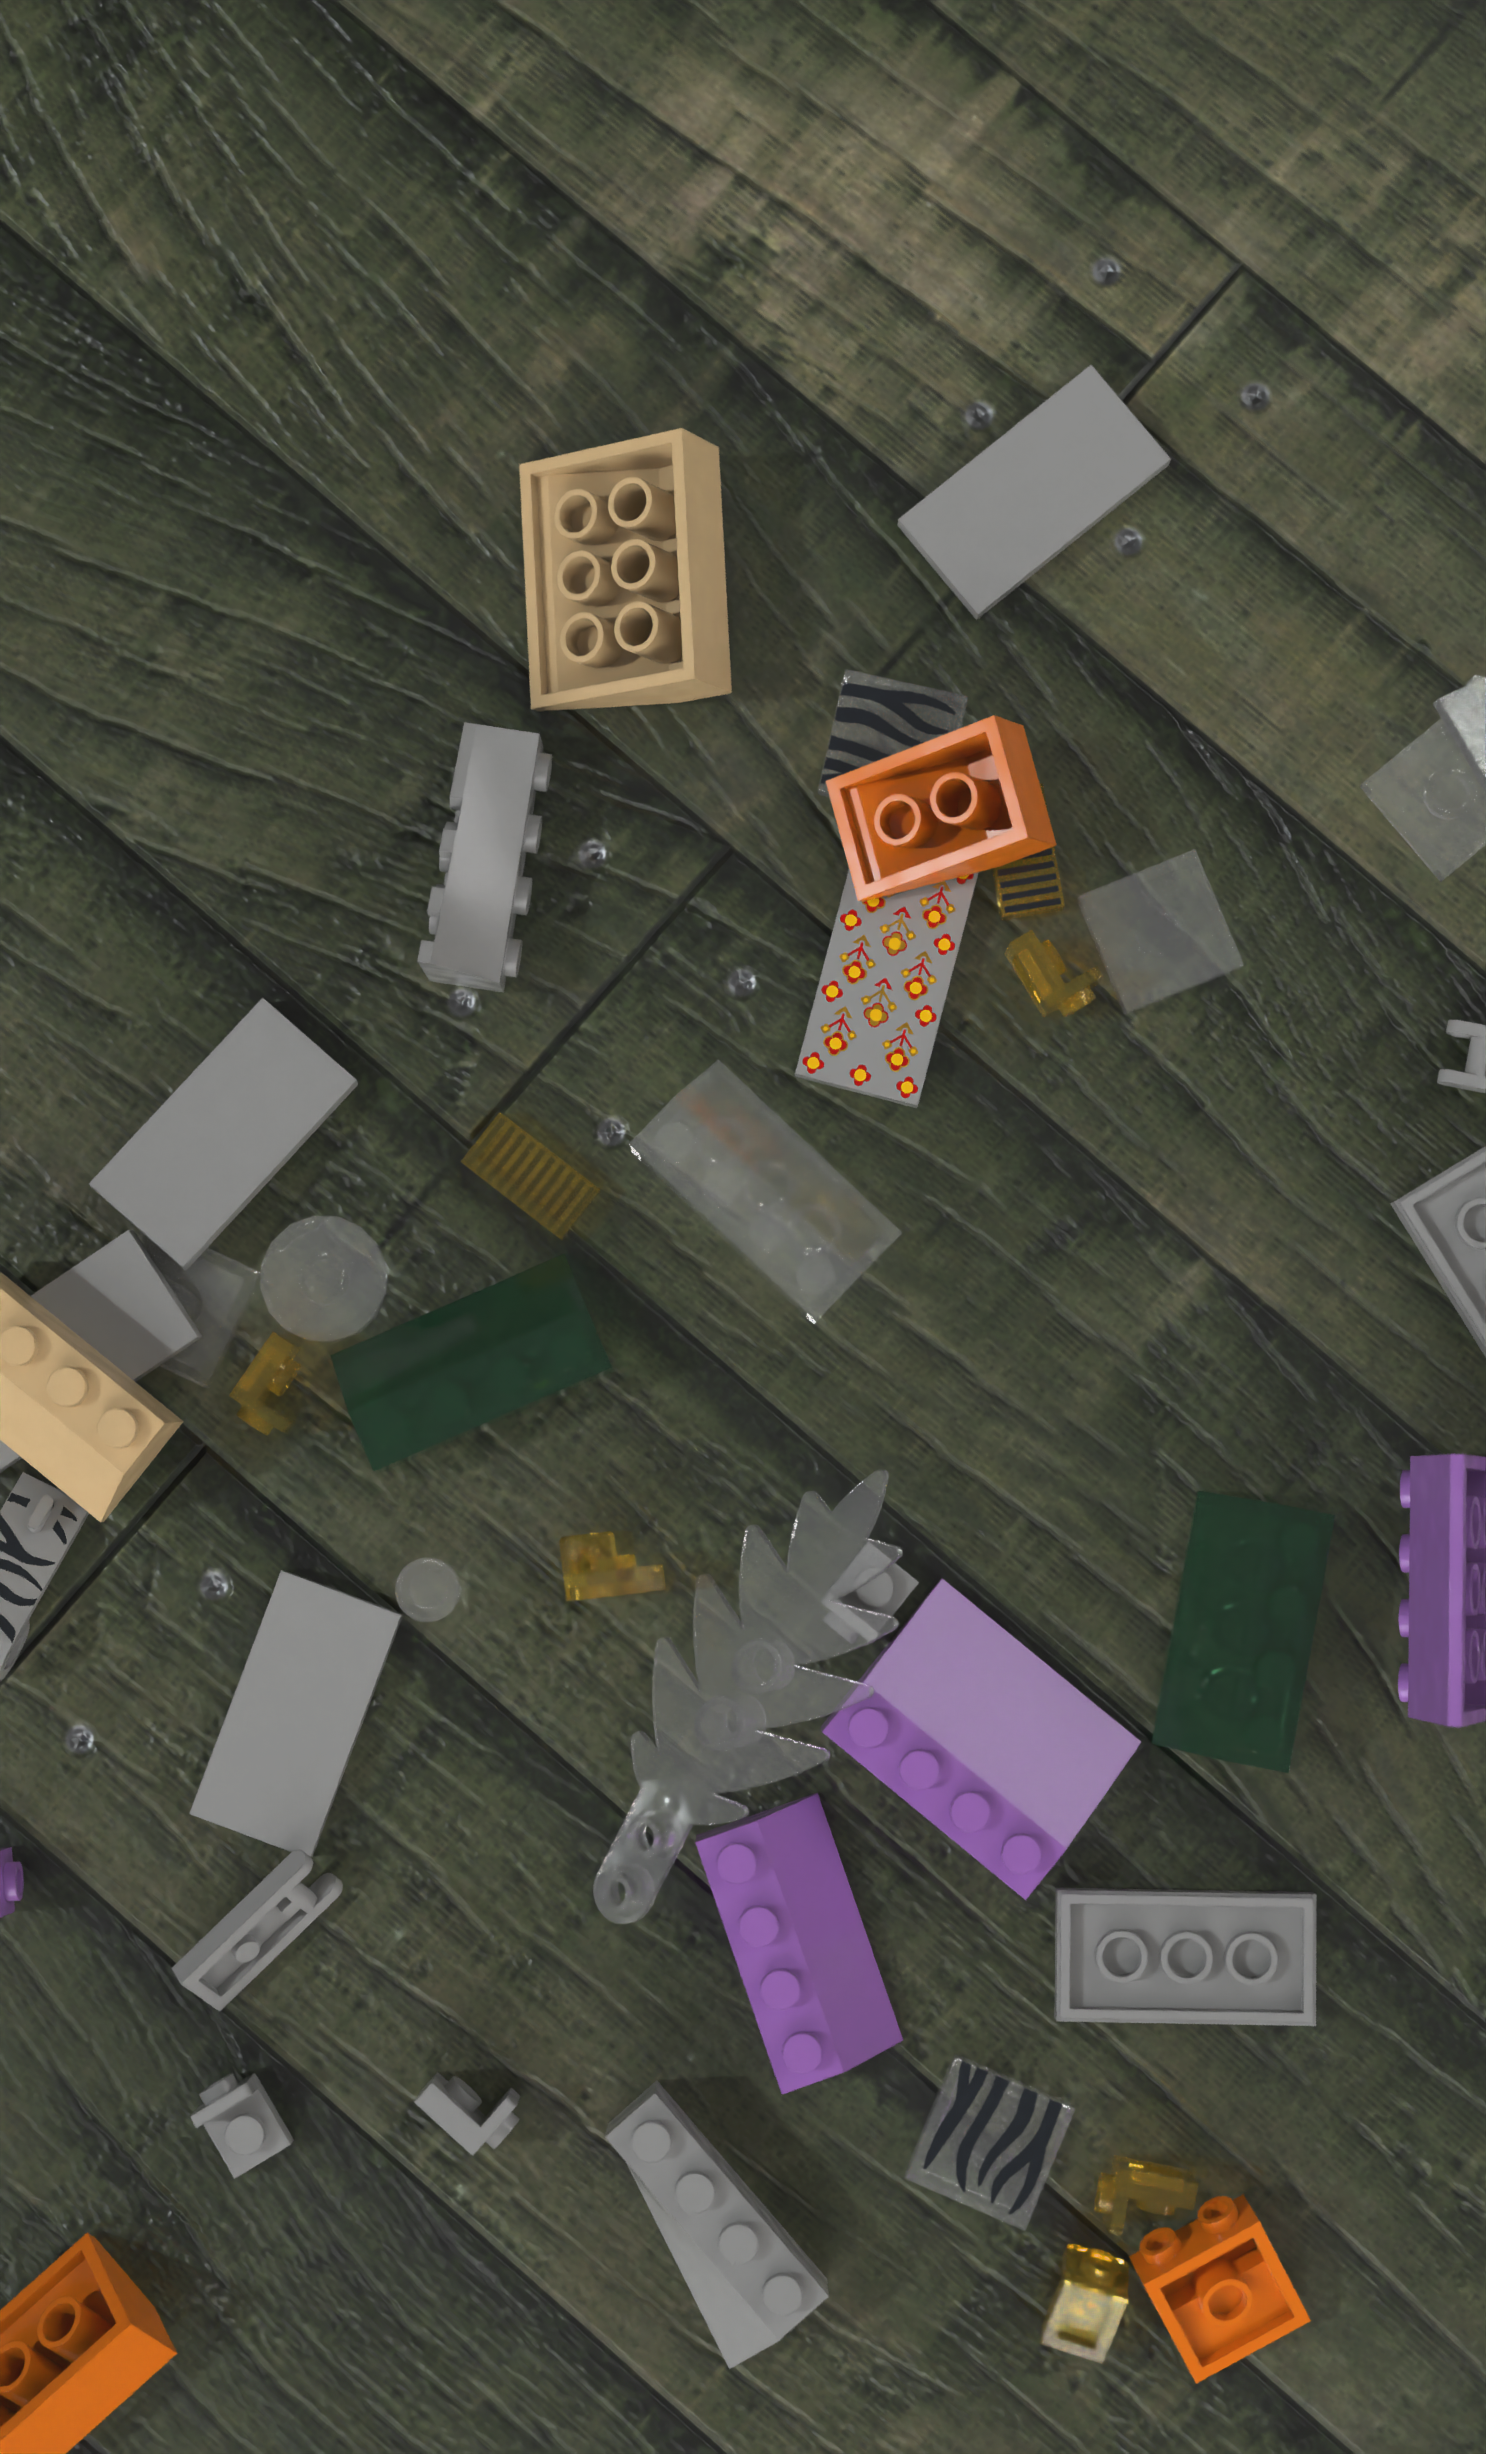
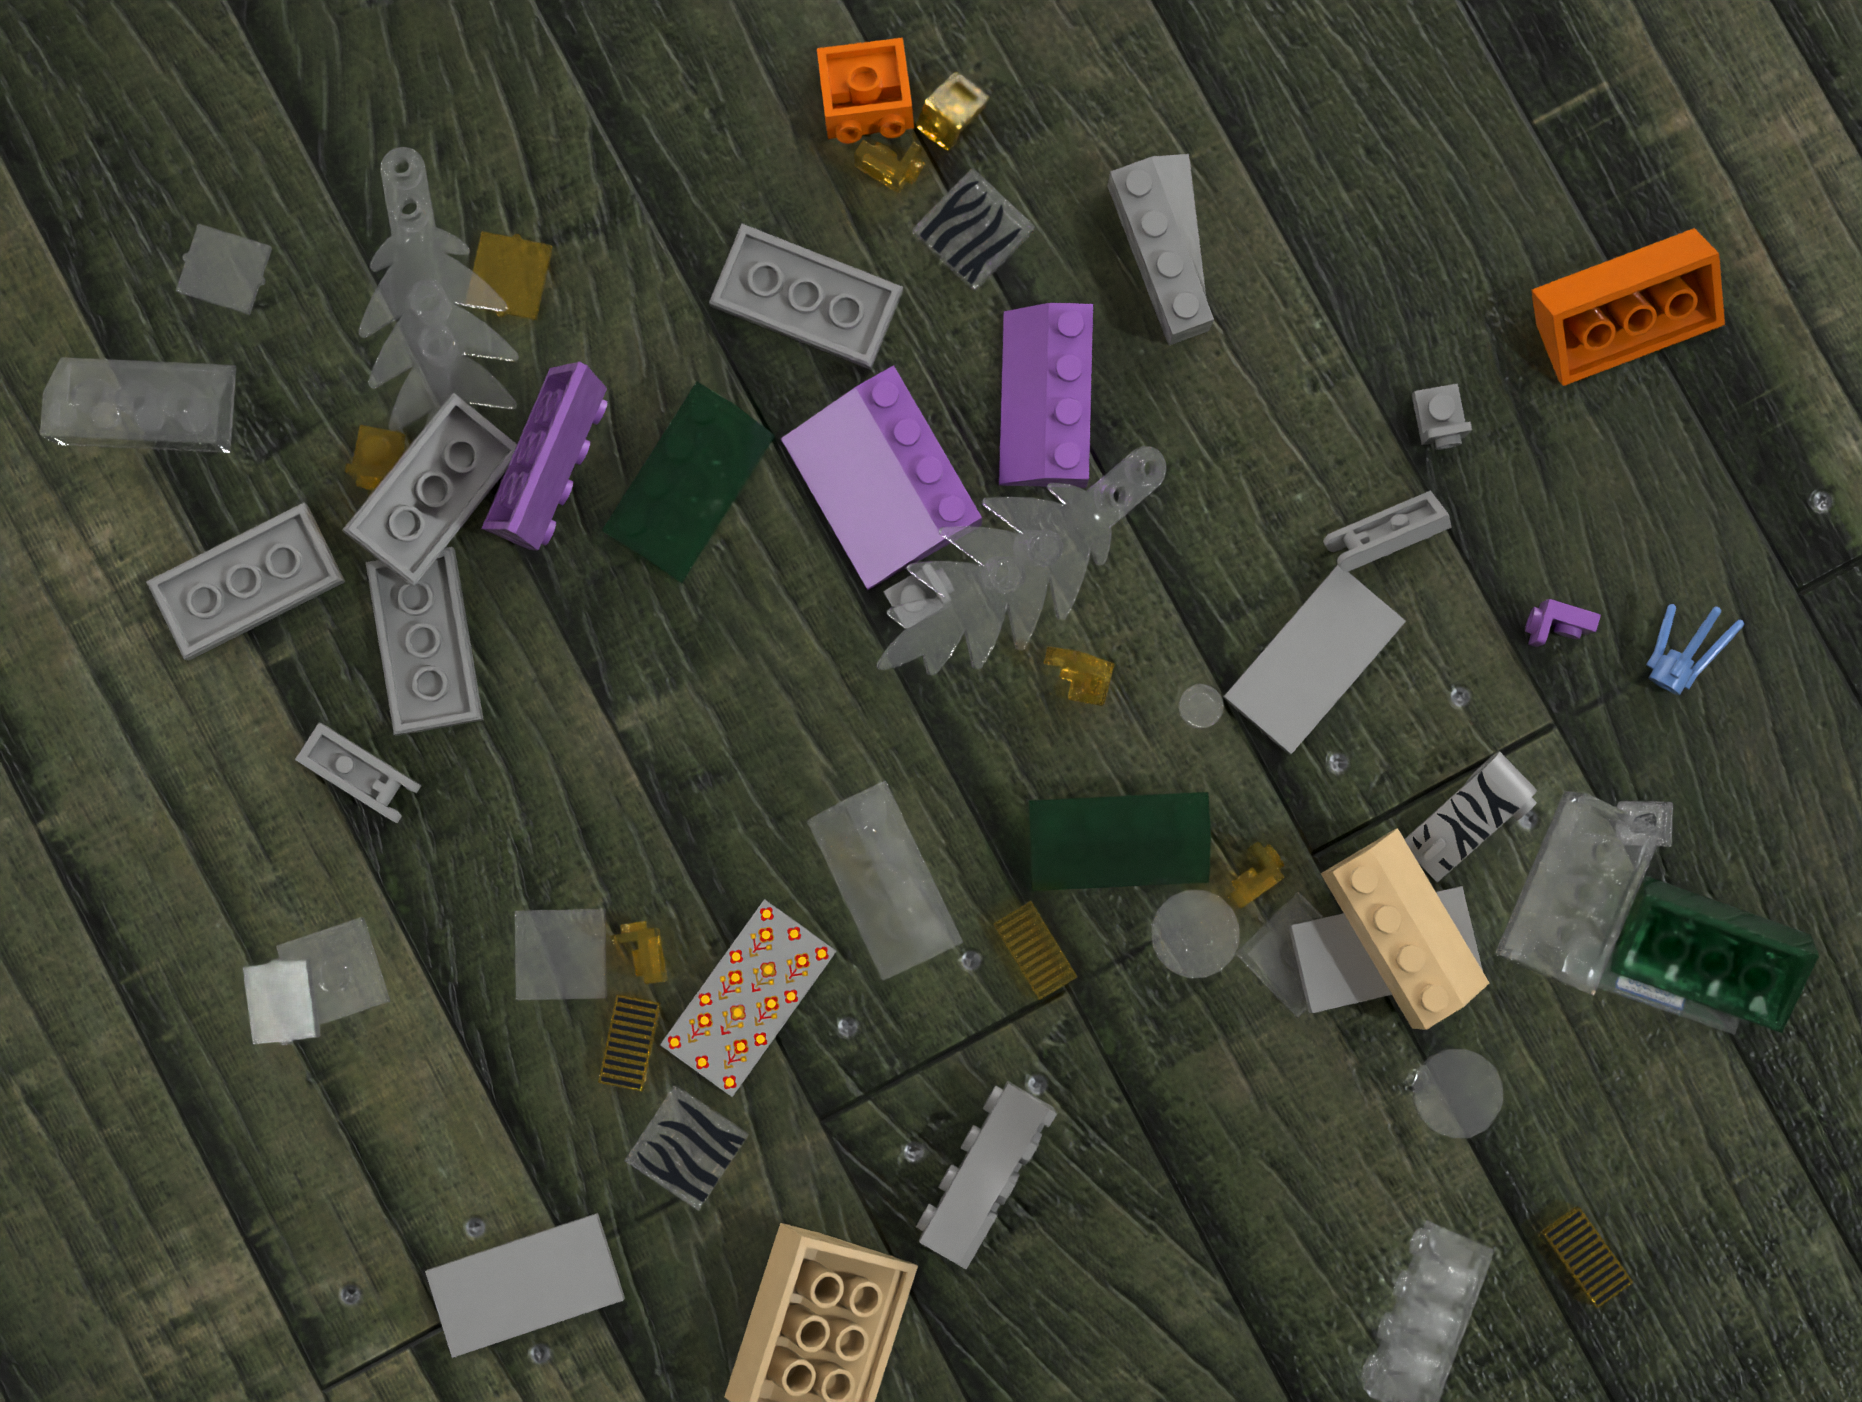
camera: 155 degrees left, 0 degrees up
(223, 1134) = (1226, 1054): light grey tile -> none
(456, 2110) = (1301, 373): light grey bracket -> none
(941, 810) = (672, 1087): orange slope -> none

